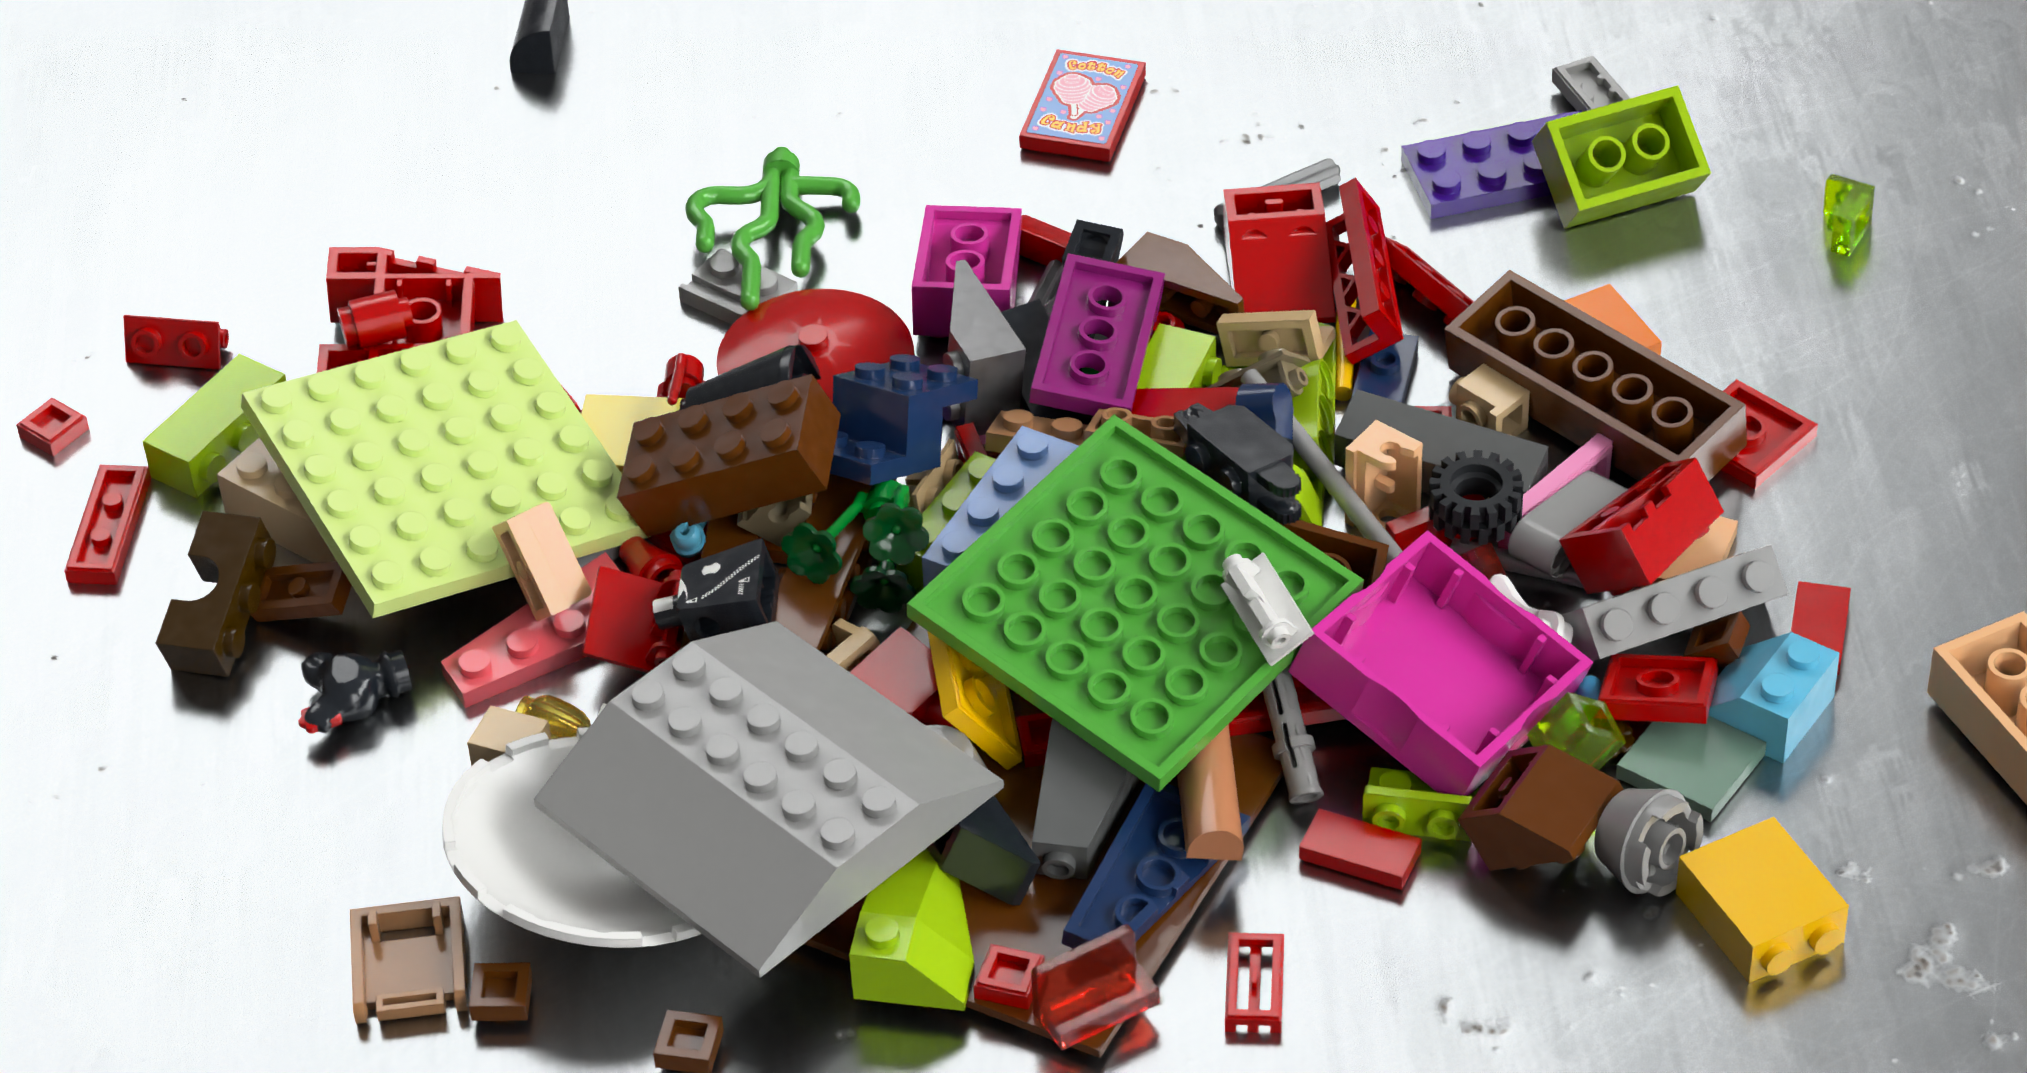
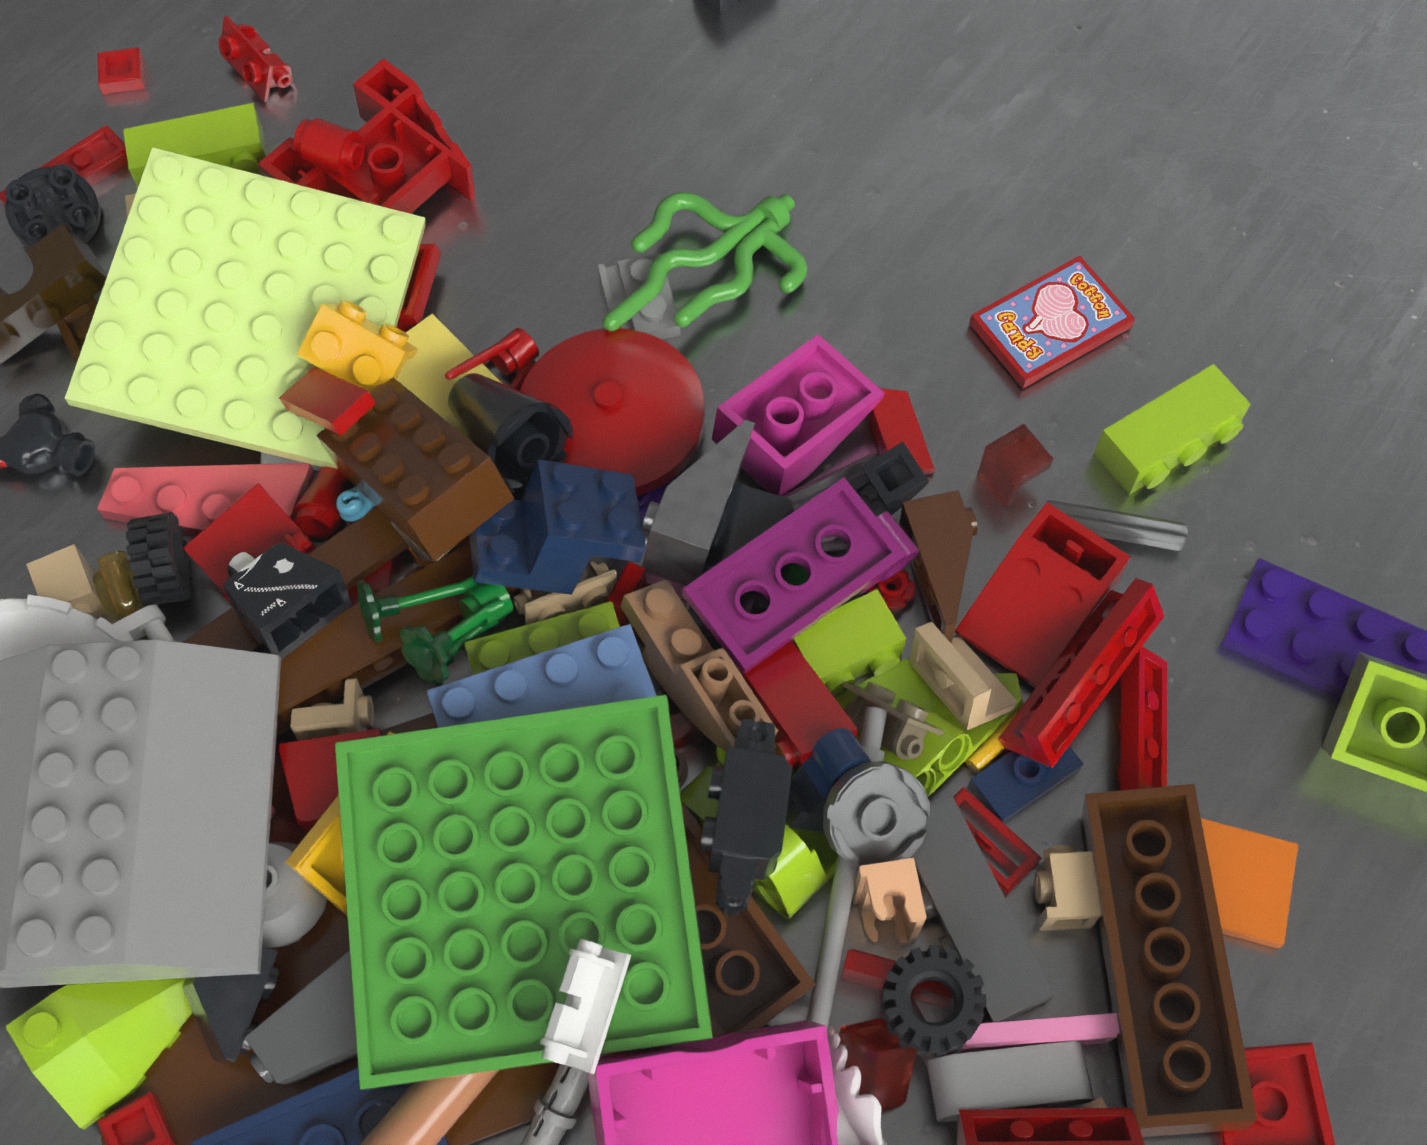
camera: 40 degrees right, 20 degrees up
(139, 543) = (50, 198): none -> black tile
(542, 561) = (219, 447): light nougat panel -> none
(575, 667) = (159, 559): none -> black tyre
(579, 425) = (355, 347): none -> yellow bracket
(604, 462) = (327, 400): none -> red tile
(1164, 198) = (1012, 462): none -> clear red panel
(1254, 110) = (1172, 430): none -> lime brick
(1320, 418) = (875, 814): none -> tile

